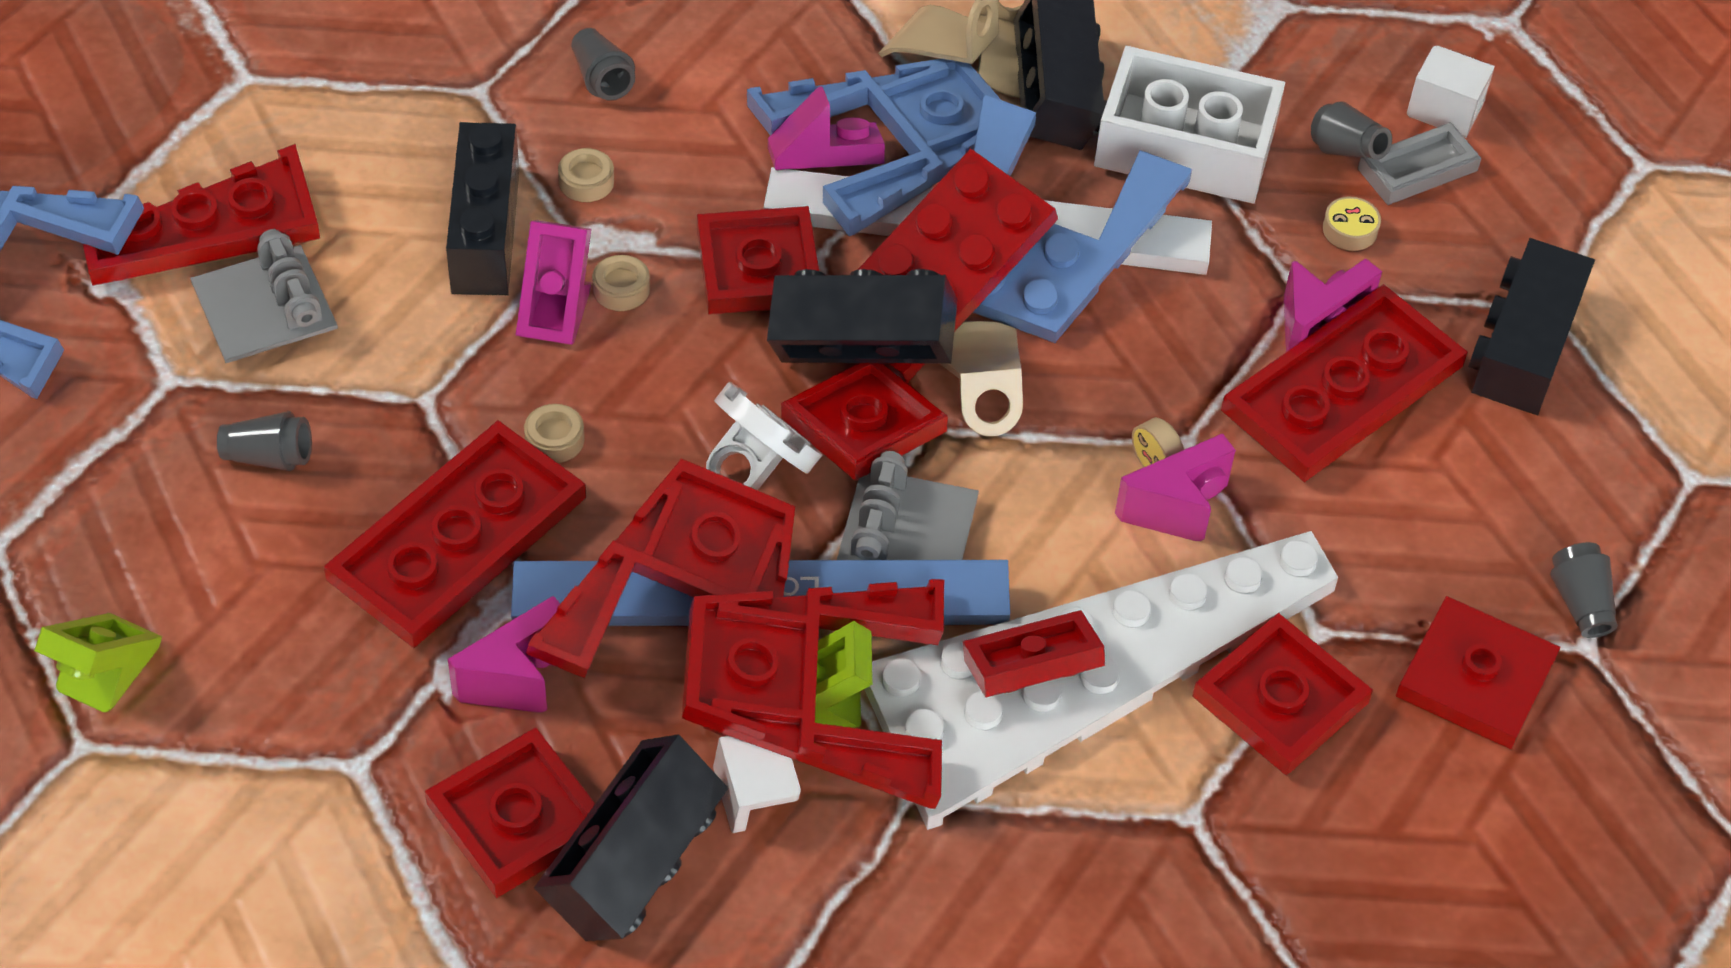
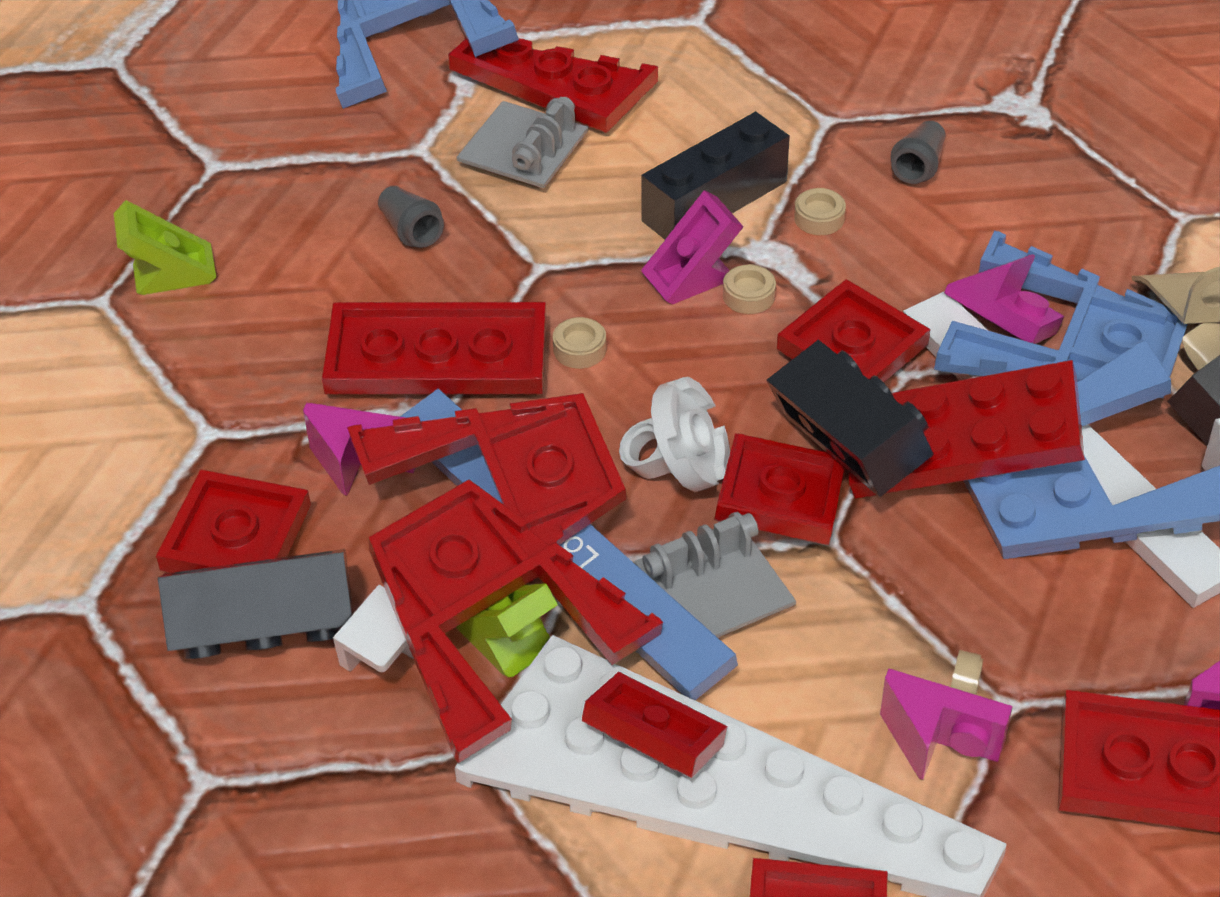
camera: 55 degrees right, 5 degrees down
(987, 359) = (909, 519): tan piece -> none

